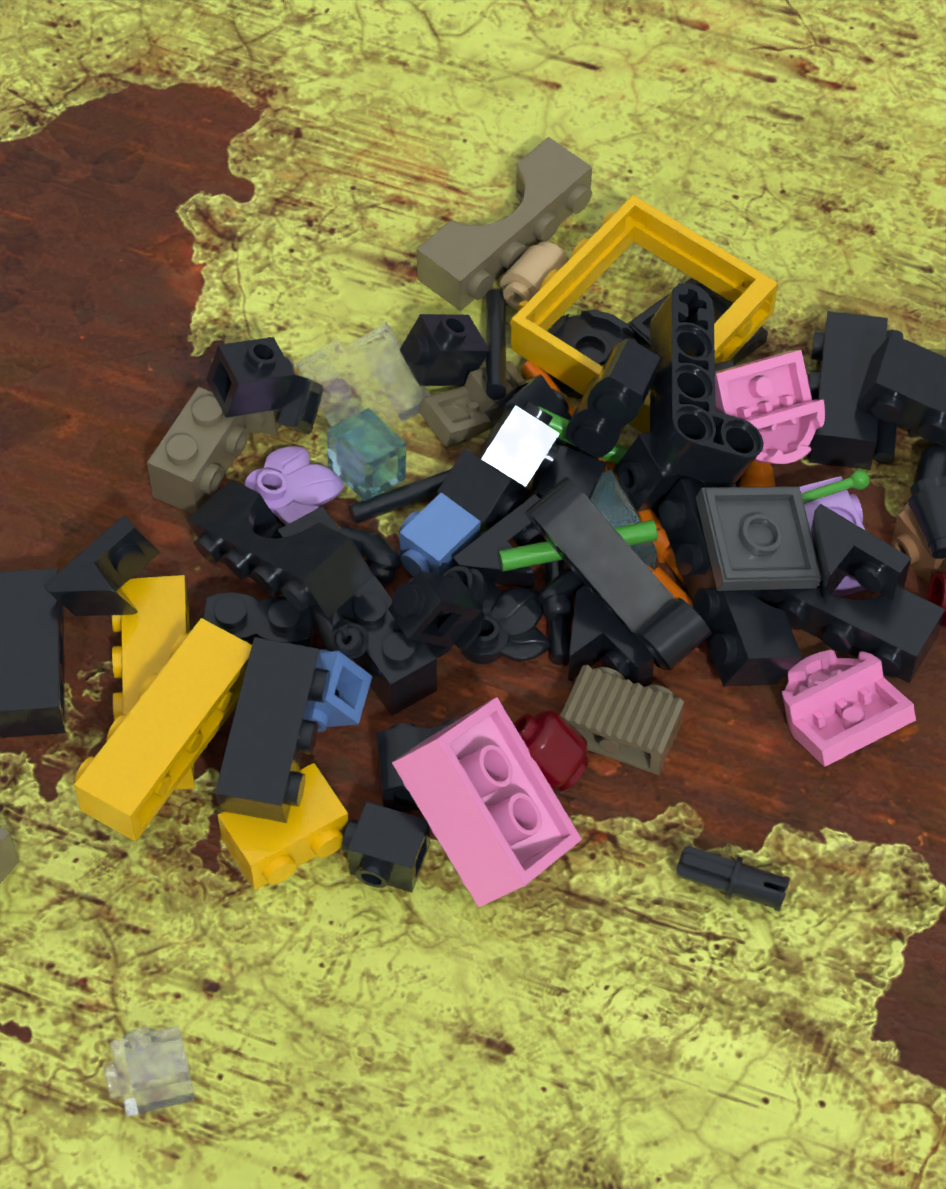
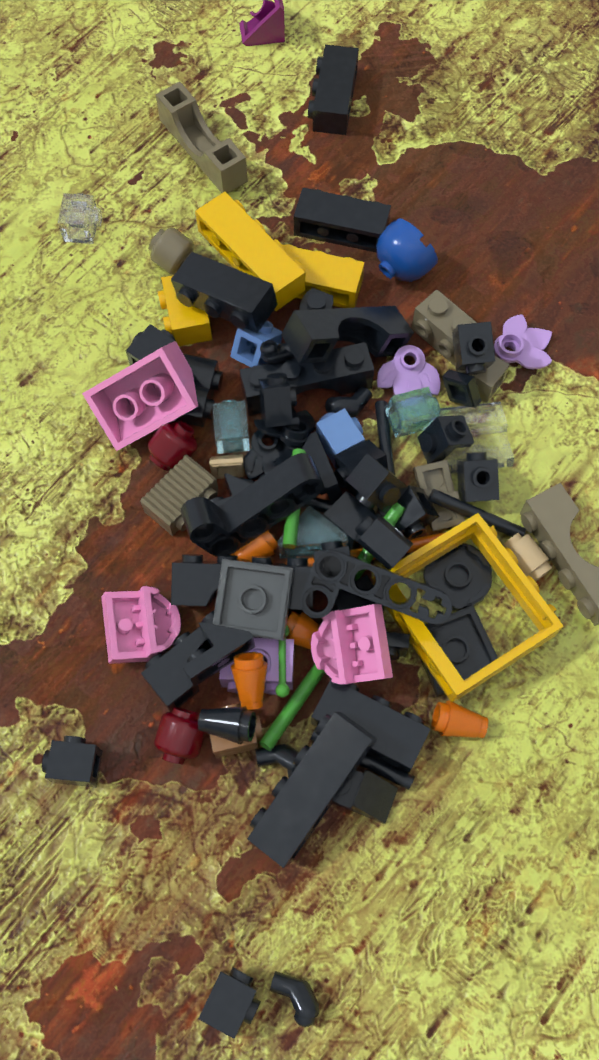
camera: 110 degrees right, 10 degrees up
(75, 523) = (403, 253): none -> blue cylinder
(94, 577) = (361, 244): black slope -> none
(175, 888) = (170, 249): none -> dark tan head
(177, 358) = (527, 344): none -> lavender plate
(395, 401) = (444, 436): none -> black bracket
(480, 676) = (231, 426): none -> clear light blue brick
(538, 679) = (227, 464): none -> tan slope
(732, 877) = (57, 521): black axle -> none
(796, 306) = (458, 721): none -> orange cone
(869, 507) = (250, 677): none -> orange cone
(879, 484) = (291, 708): none -> bright green bar

